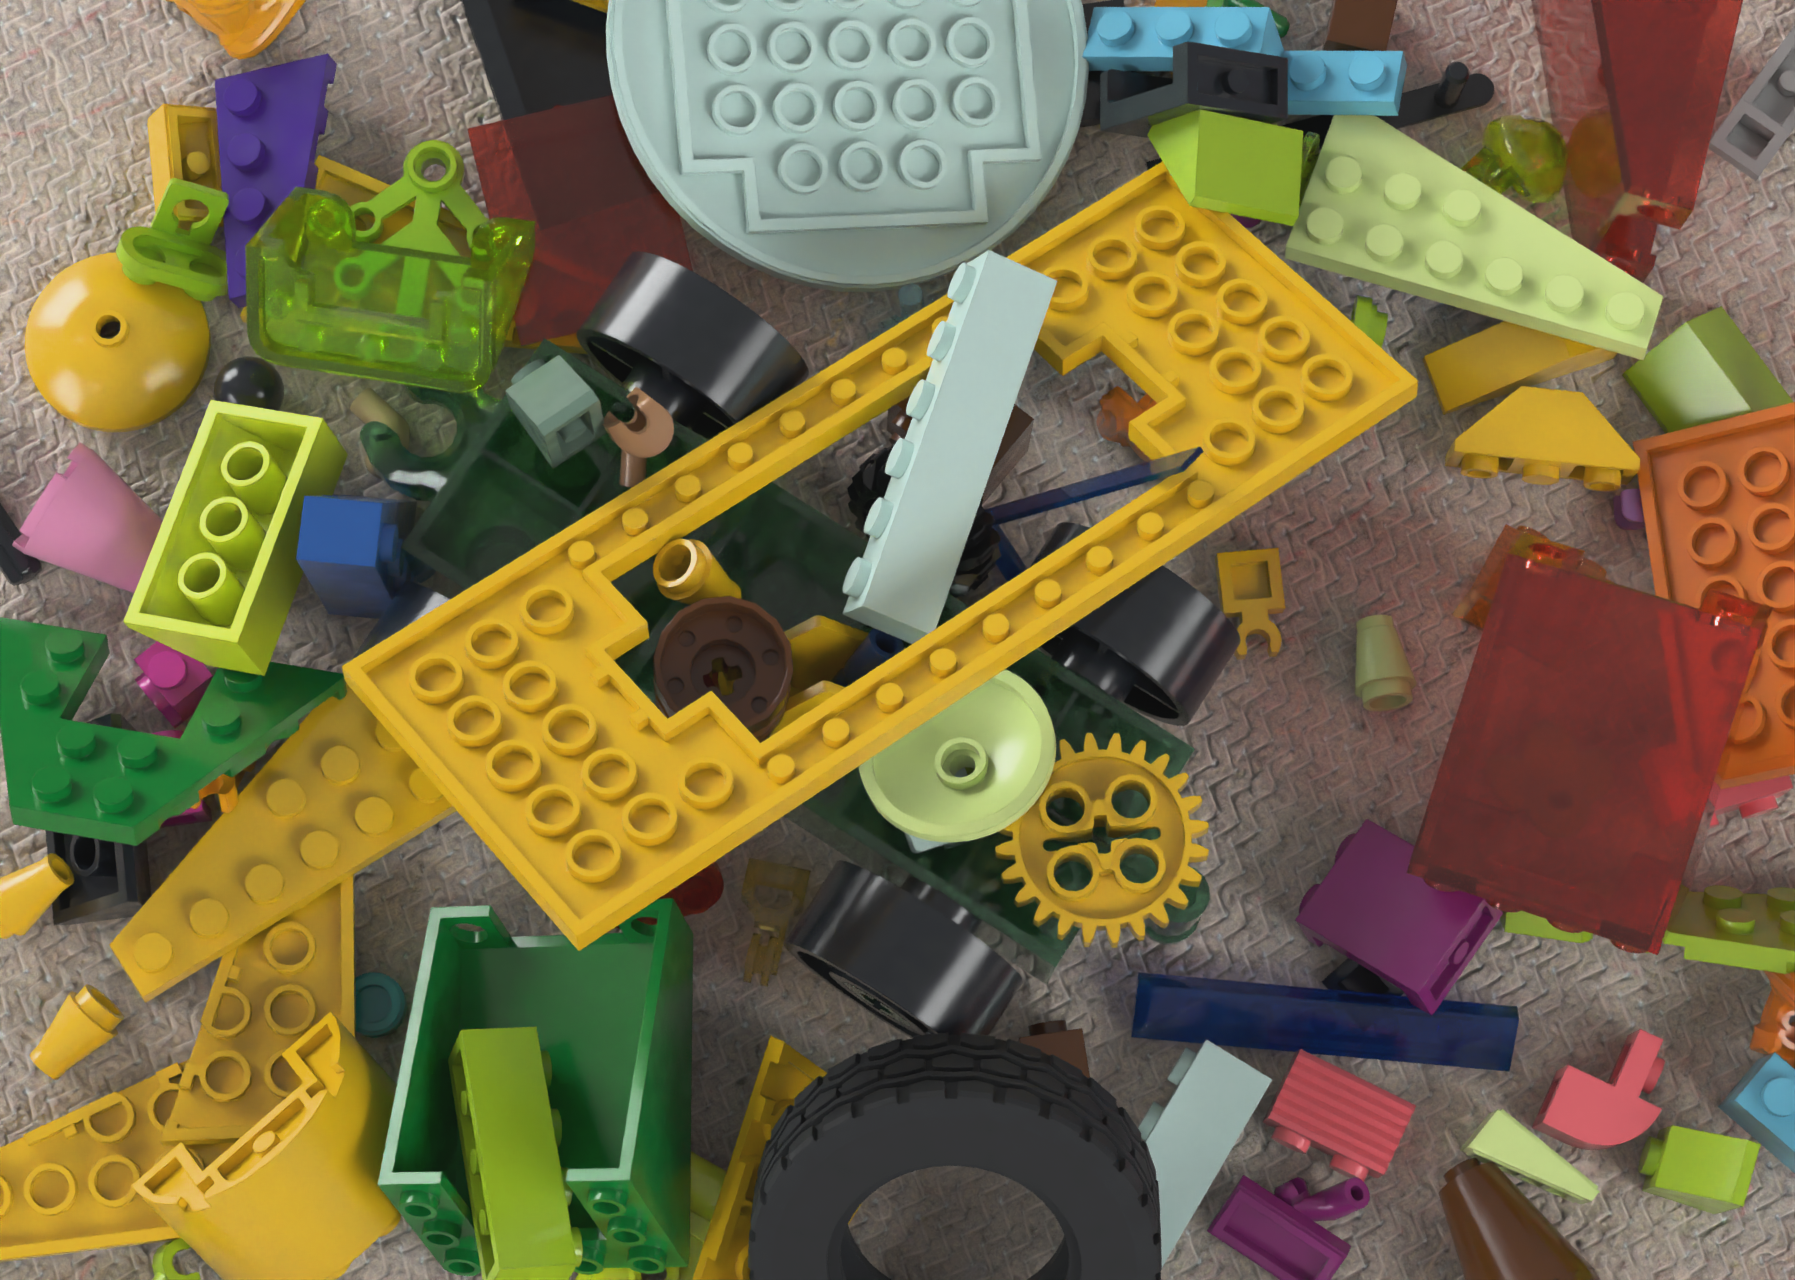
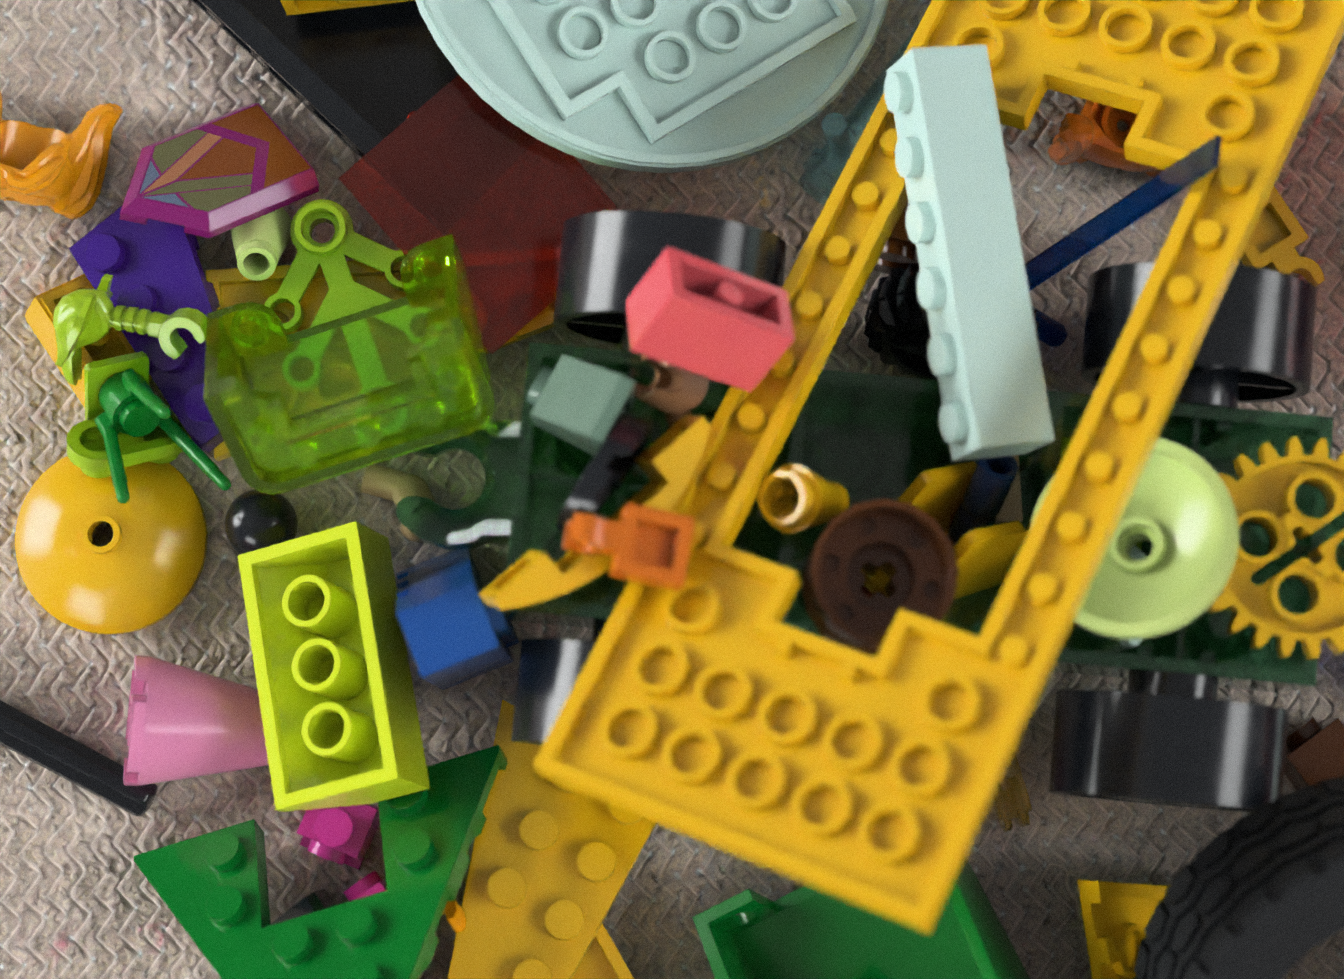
camera: 25 degrees left, 5 degrees up
(193, 239) = (137, 411): none -> green plant
(198, 138) = (90, 315): none -> lime piece
(372, 79) = (218, 175): none -> tile
(378, 149) = (261, 244): none -> yellowish green cone
(533, 537) = (645, 544): none -> orange plate
(540, 468) = (606, 470): none -> black tile
(594, 489) = (667, 464): none -> yellow slope
(691, 383) = (709, 319): none -> coral brick

